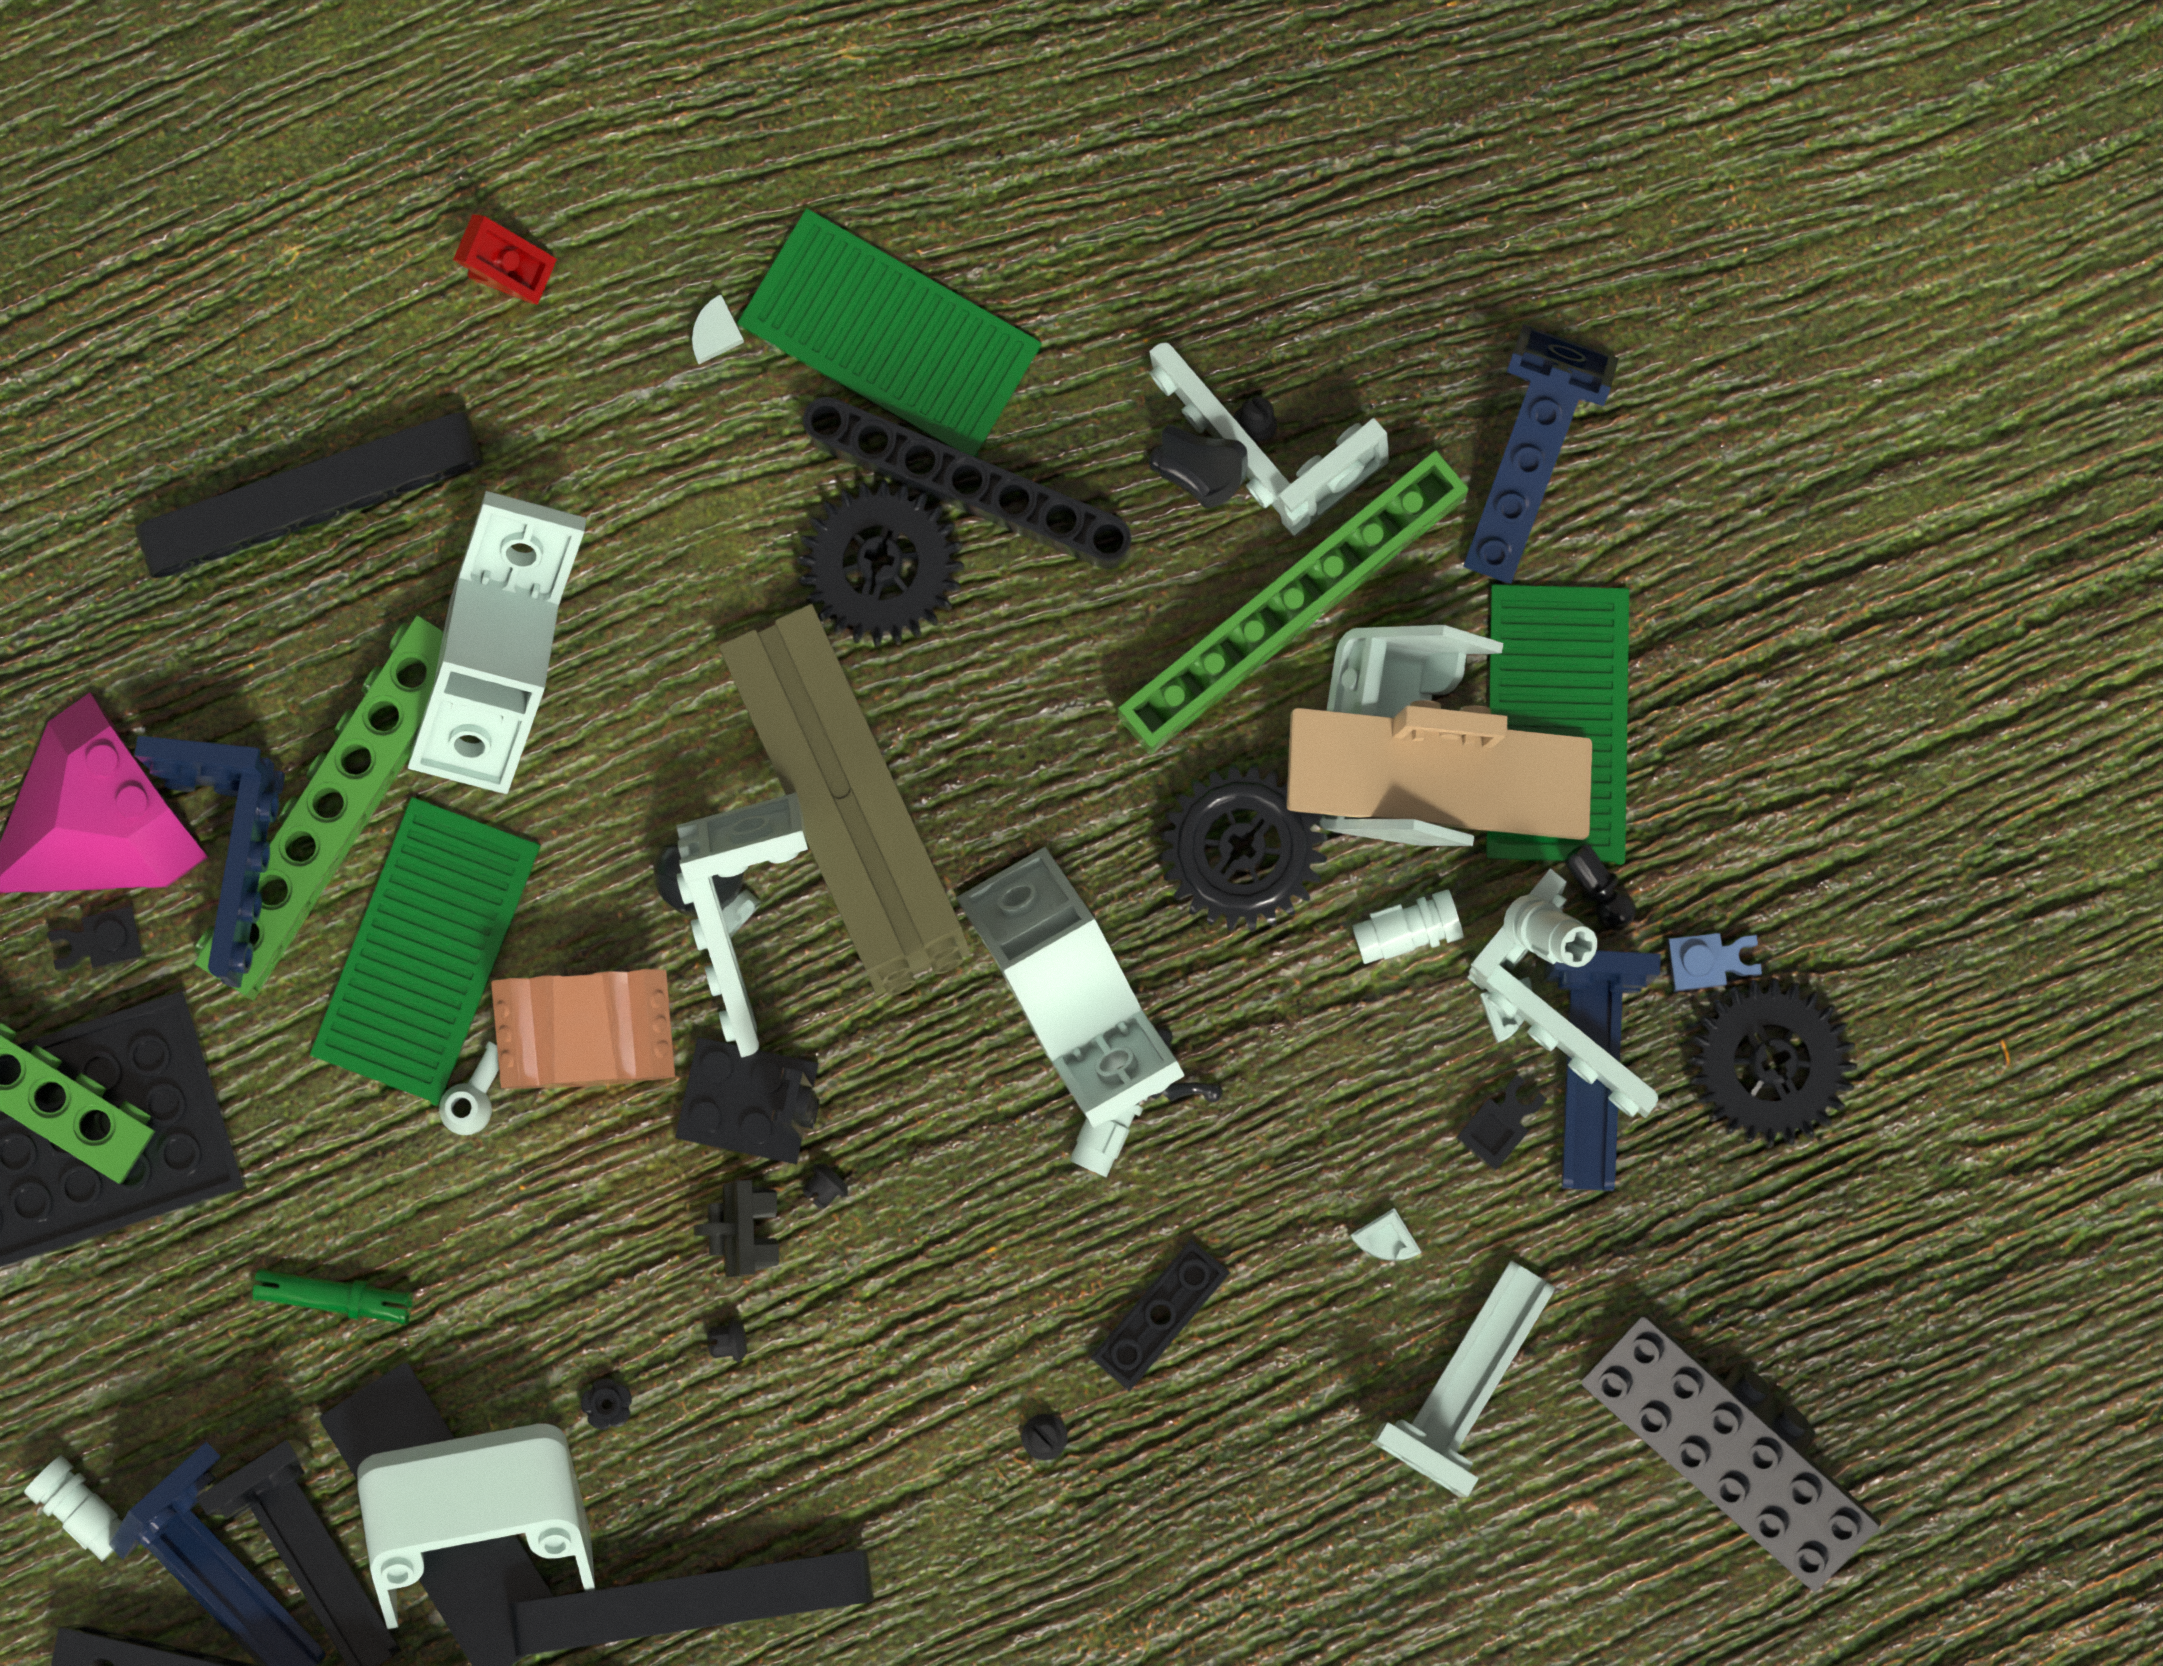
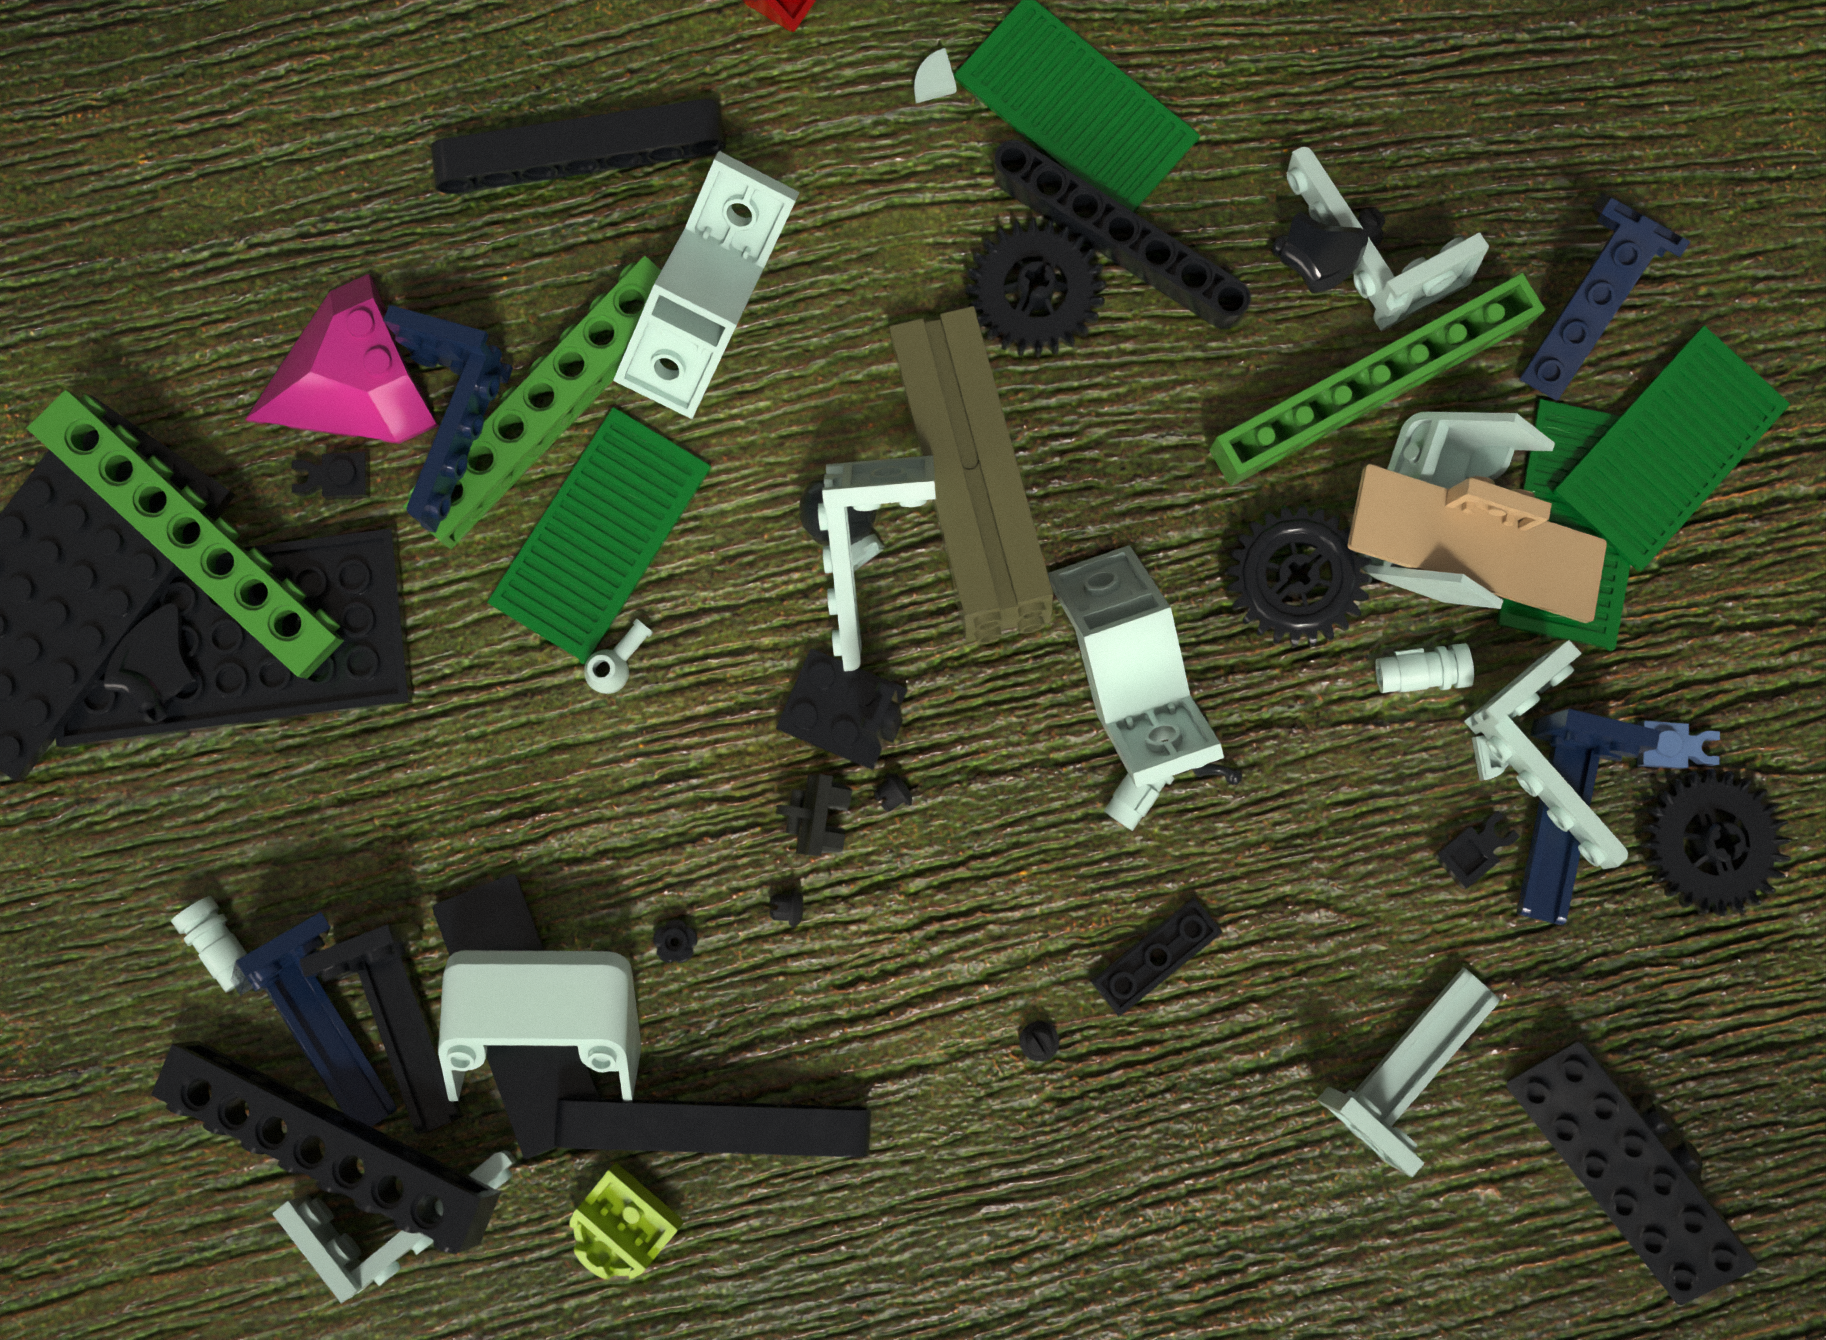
camera: 15 degrees right, 0 degrees up
(346, 1298) = (481, 812): green pin -> none
(583, 1029) = (715, 621): nougat slope -> none
(1386, 1238) = (1360, 928): light aqua tile -> none
(1549, 932) = (1569, 693): light aqua axle -> none
(1613, 907) = (1599, 685): black axle -> none
(1651, 614) = (1671, 448): none -> green window

